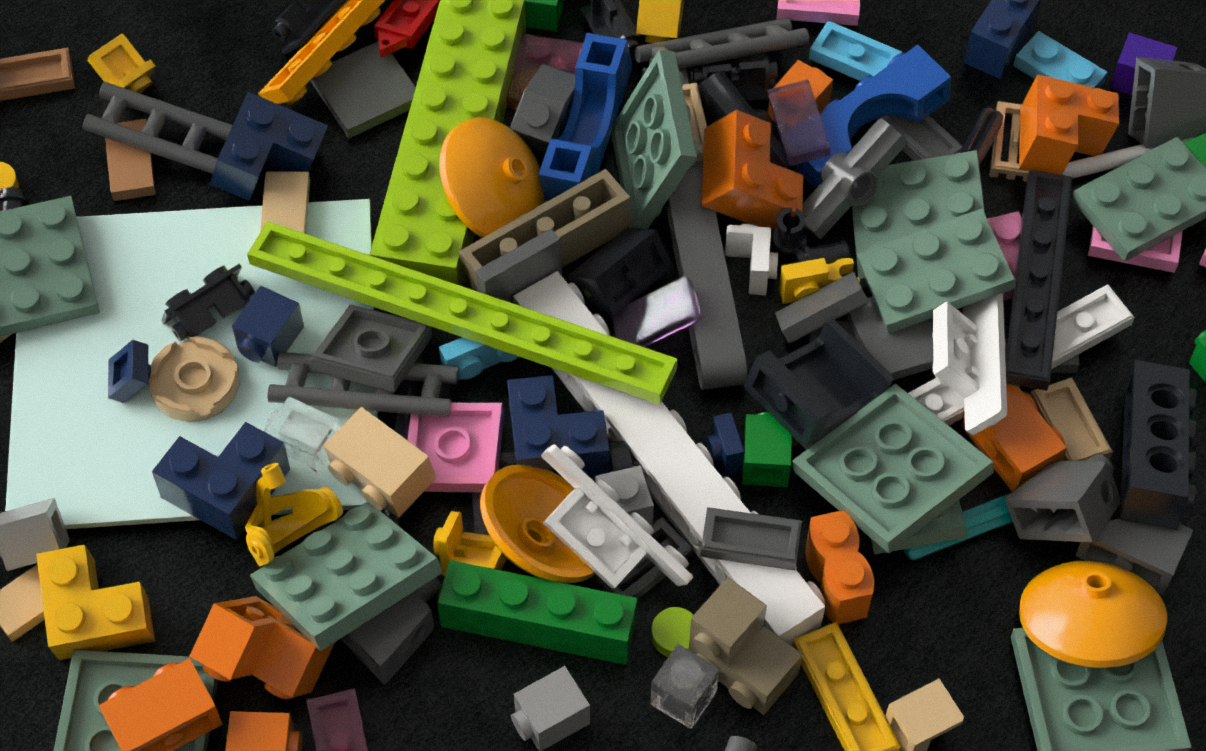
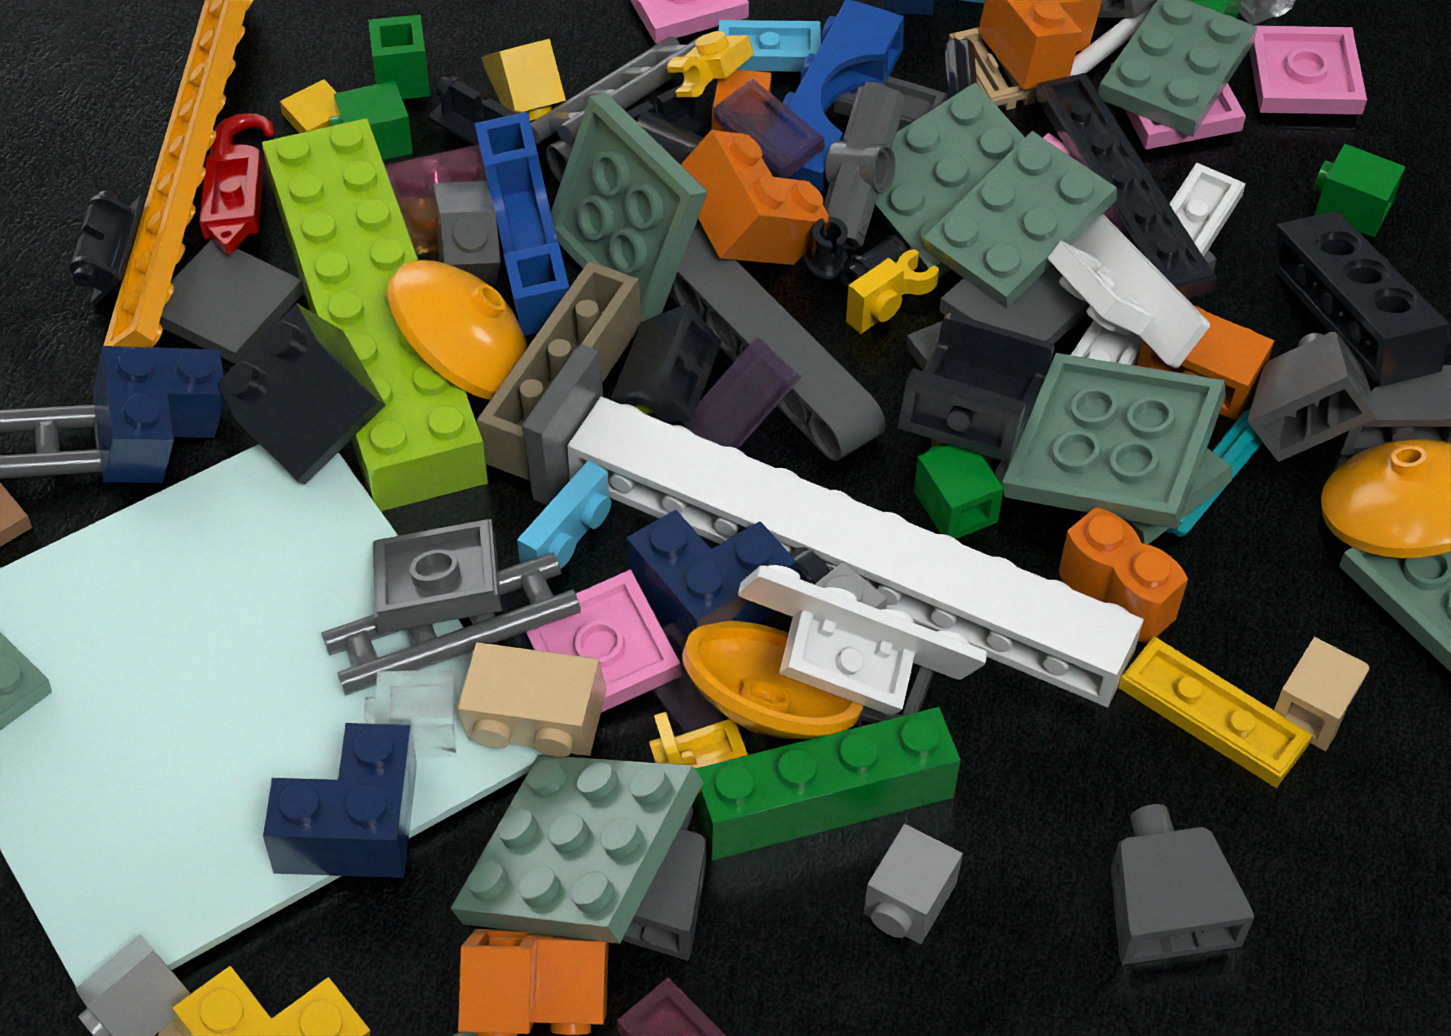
camera: 30 degrees left, 5 degrees down
(128, 371) = (142, 739): dark blue plate -> none
(192, 311) = (178, 635): black hinge -> none
(196, 392) = (235, 732): tan tile -> none
(267, 326) = (289, 608): dark blue brick -> none
(286, 199) = (221, 473): tan tile -> none
(309, 511) = (474, 798): yellow helmet -> none
(357, 179) = (301, 392): none -> black slope
(464, 312) = (517, 485): lime plate -> none
(670, 629) = (987, 733): lime tile -> none
(684, 686) = (1045, 783): clear brick -> none
(726, 445) = (911, 498): dark blue plate -> none
(750, 657) = (1081, 714): dark tan brick -> none
(751, 538) = (1018, 583): dark grey tile -> none
(753, 243) = (806, 285): white bracket -> none
(793, 51) = (712, 58): none -> yellow plate
(820, 307) = (917, 312): dark grey tile -> none
(1068, 412) = (1248, 312): tan tile -> none

